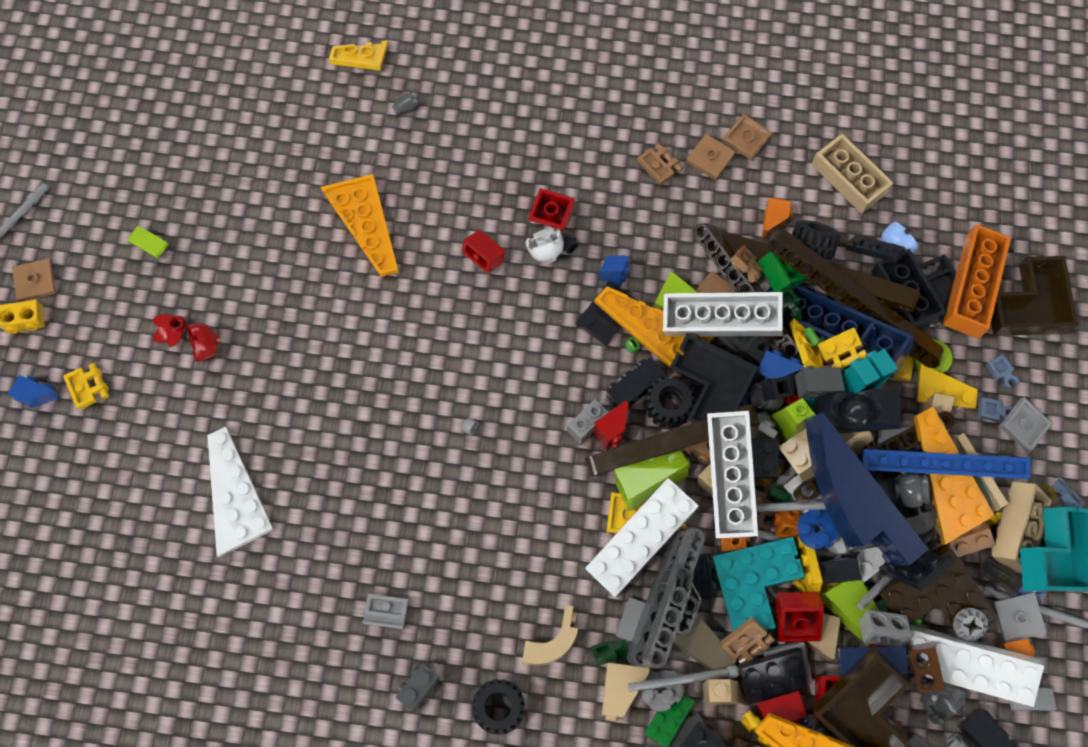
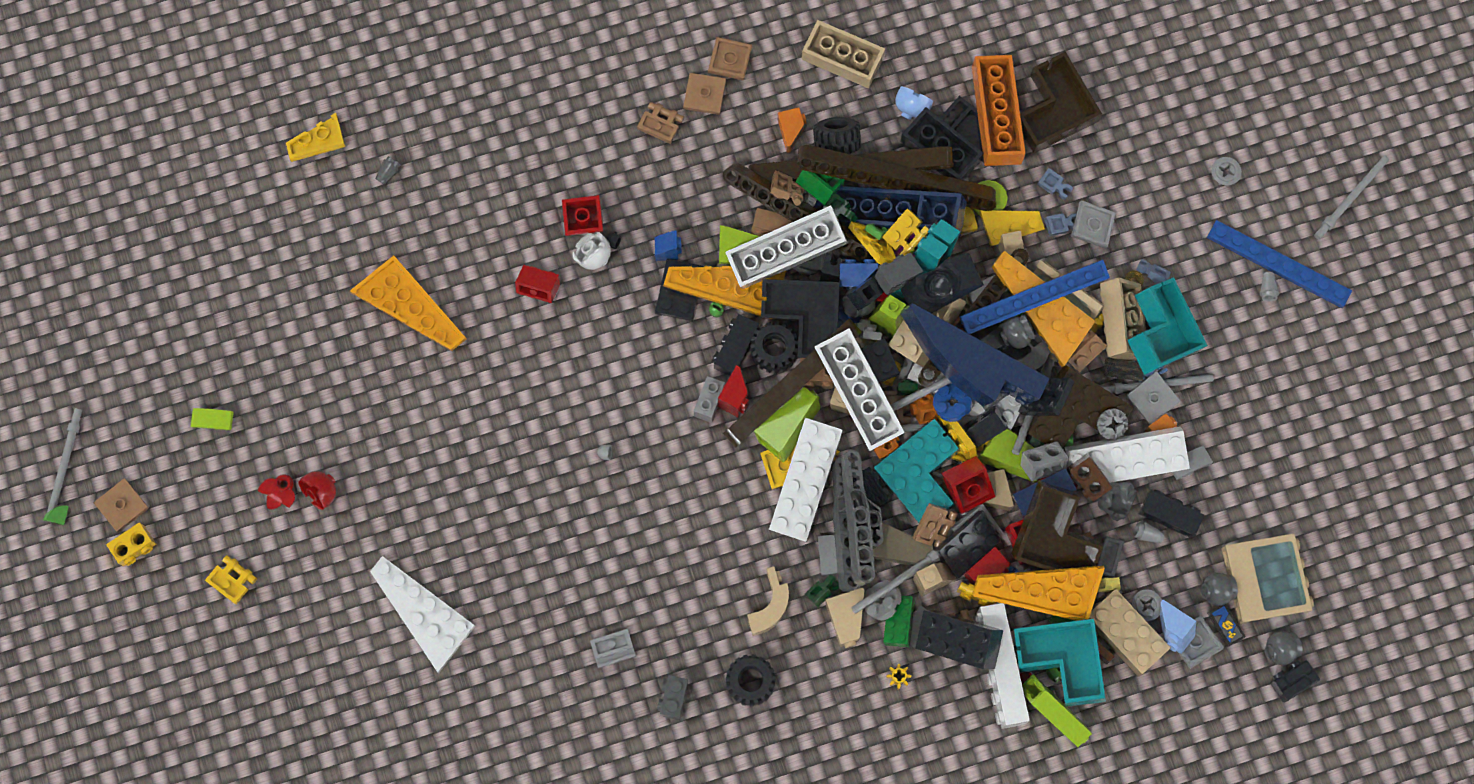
camera: 25 degrees left, 5 degrees up
(32, 393) = (183, 610): blue slope -> none
(875, 248) = (895, 119): black plate -> none

